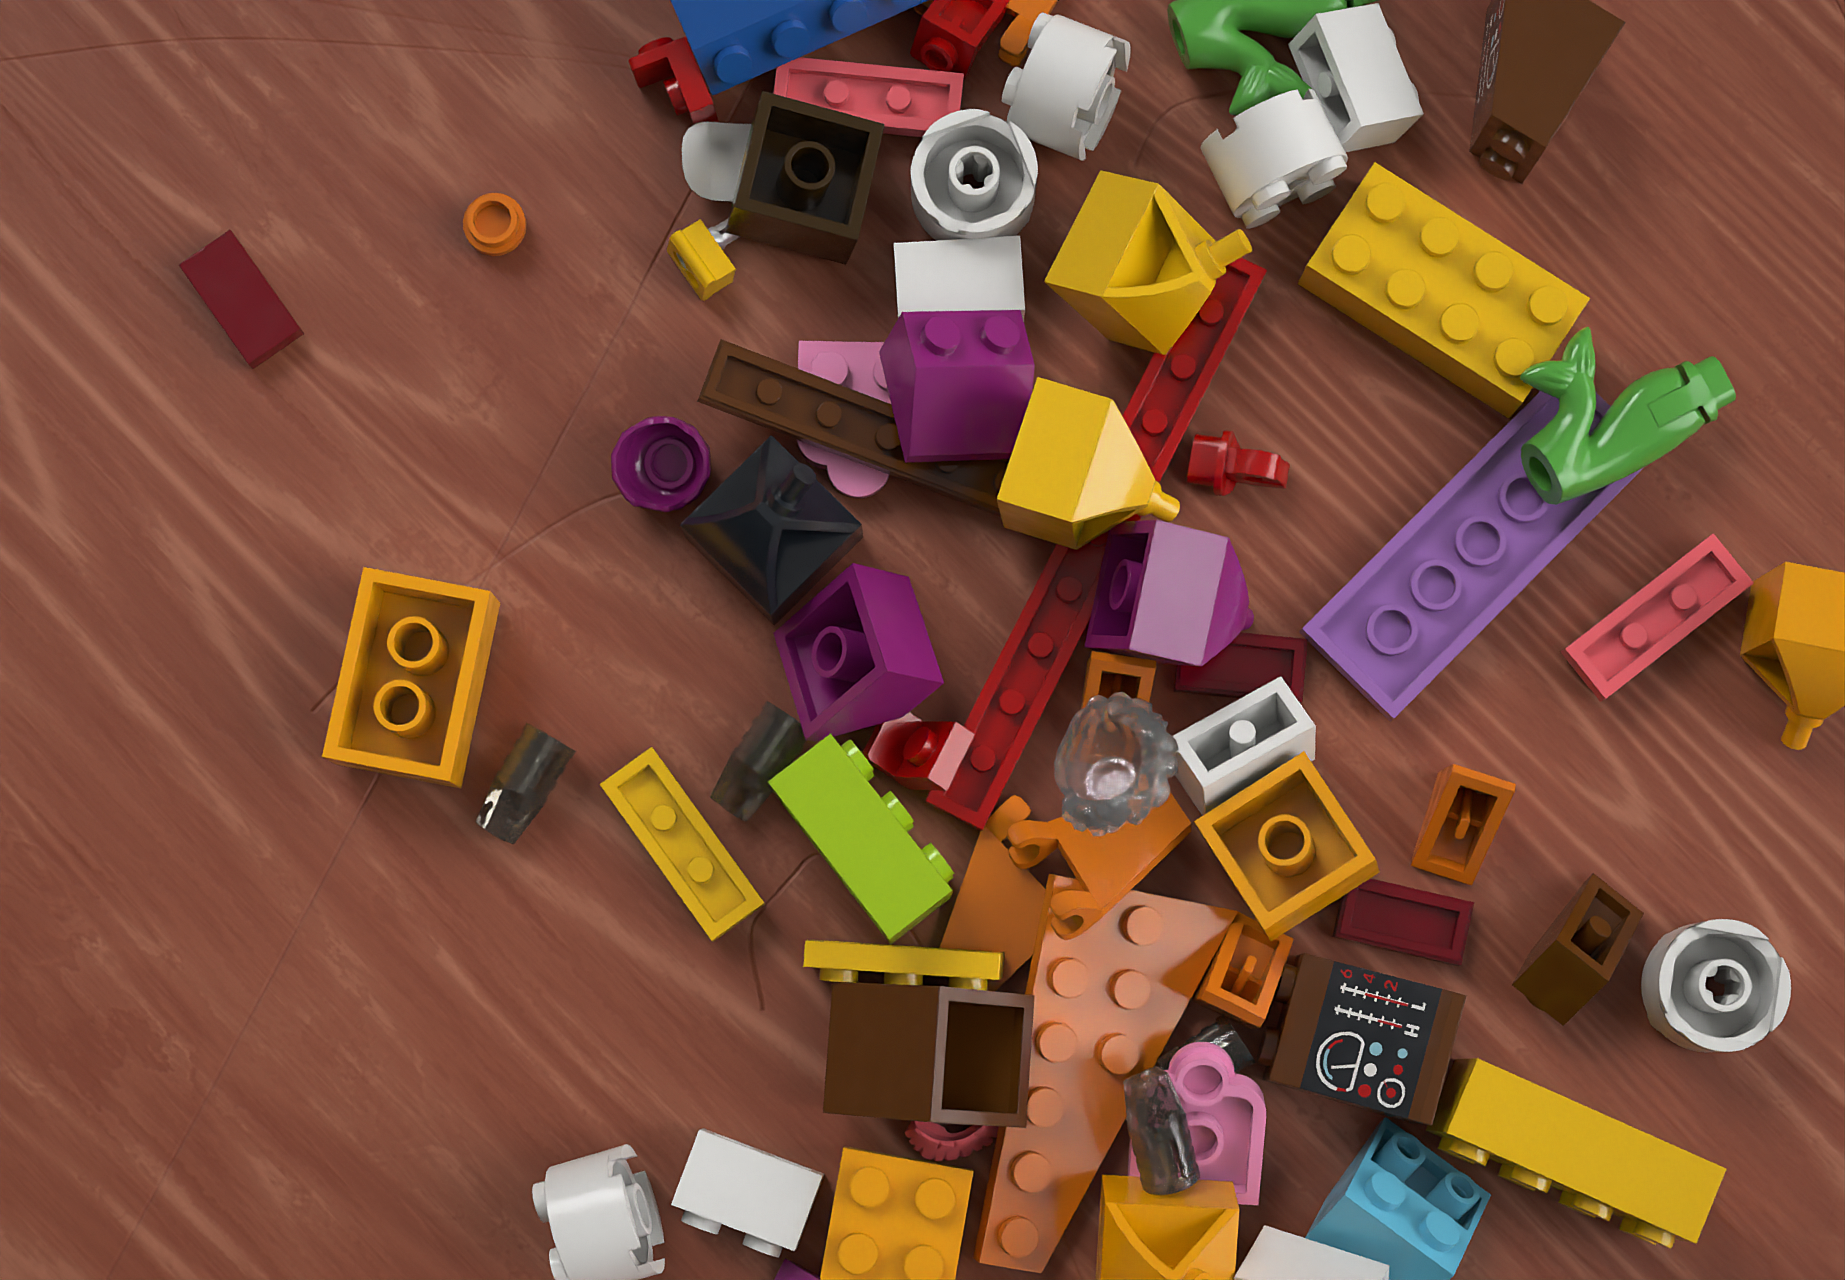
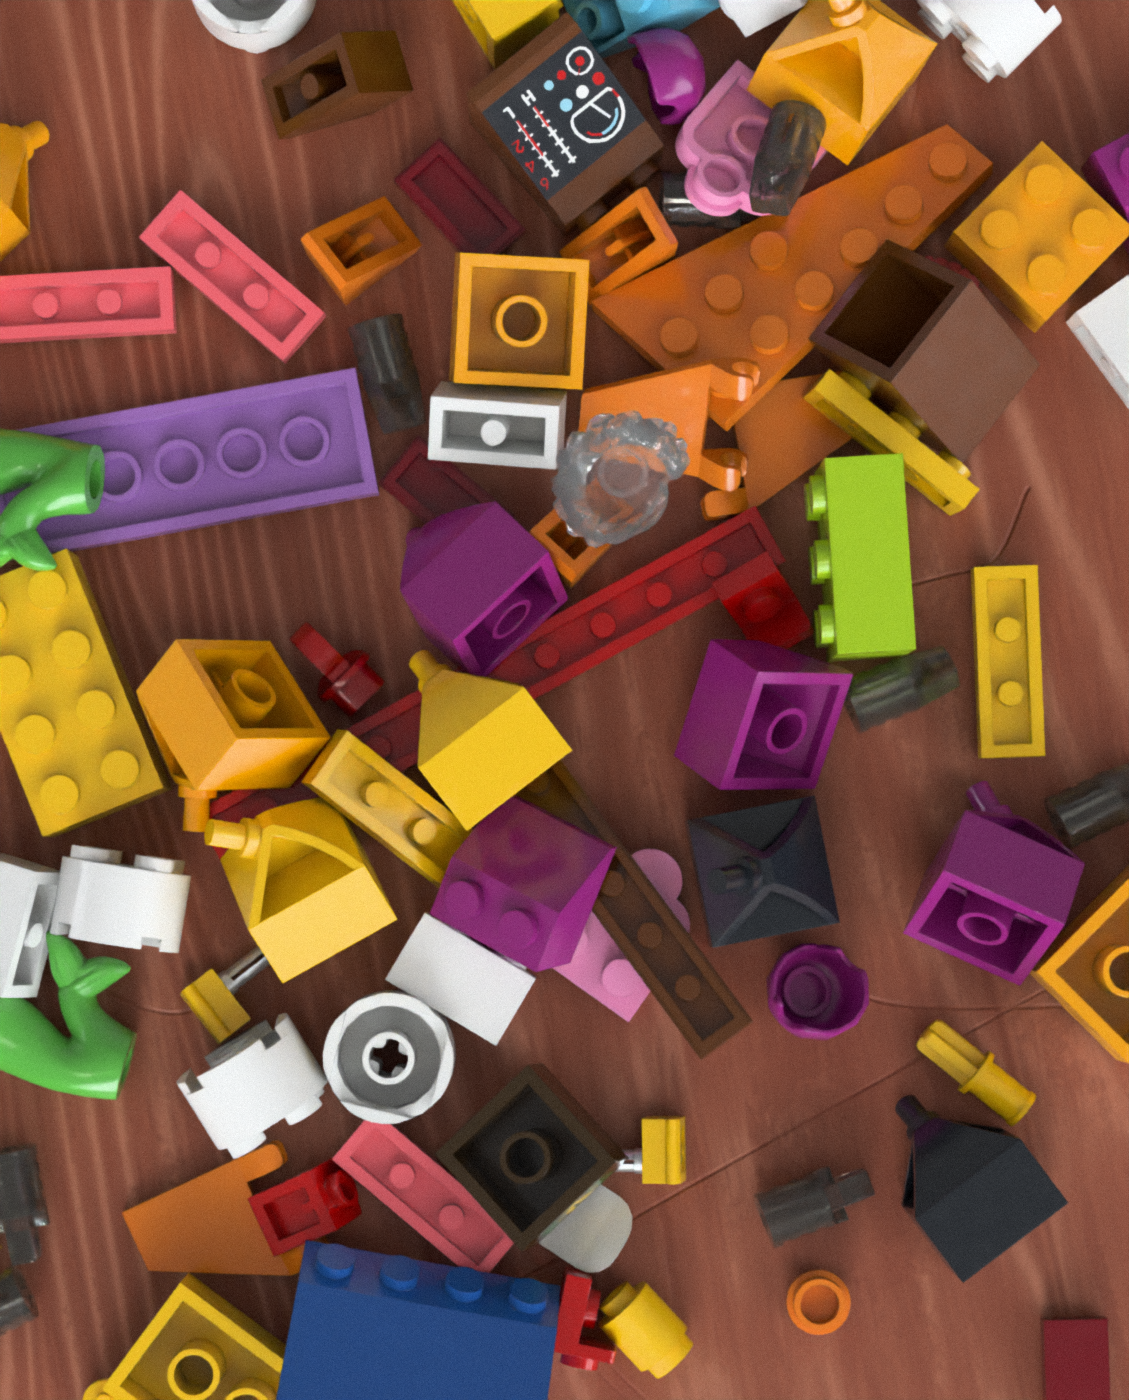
camera: 150 degrees left, 5 degrees up
(427, 386) = (971, 1188): none -> black piece
(486, 490) = (975, 1071): none -> yellow axle
(552, 296) = (810, 1203): none -> clear smoke hinge
(569, 643) = (995, 890): none -> magenta piece
(621, 110) = (645, 1328): none -> yellow brick
(1125, 371) = (386, 805): none -> yellow plate
(1142, 134) = (213, 997): none -> yellow piece
(1291, 353) = (228, 720): none -> light orange piece
(1307, 1149) = (673, 72): none -> magenta hair
(1362, 735) = (389, 372): none -> clear smoke hinge
(1548, 727) = (232, 276): none -> coral plate

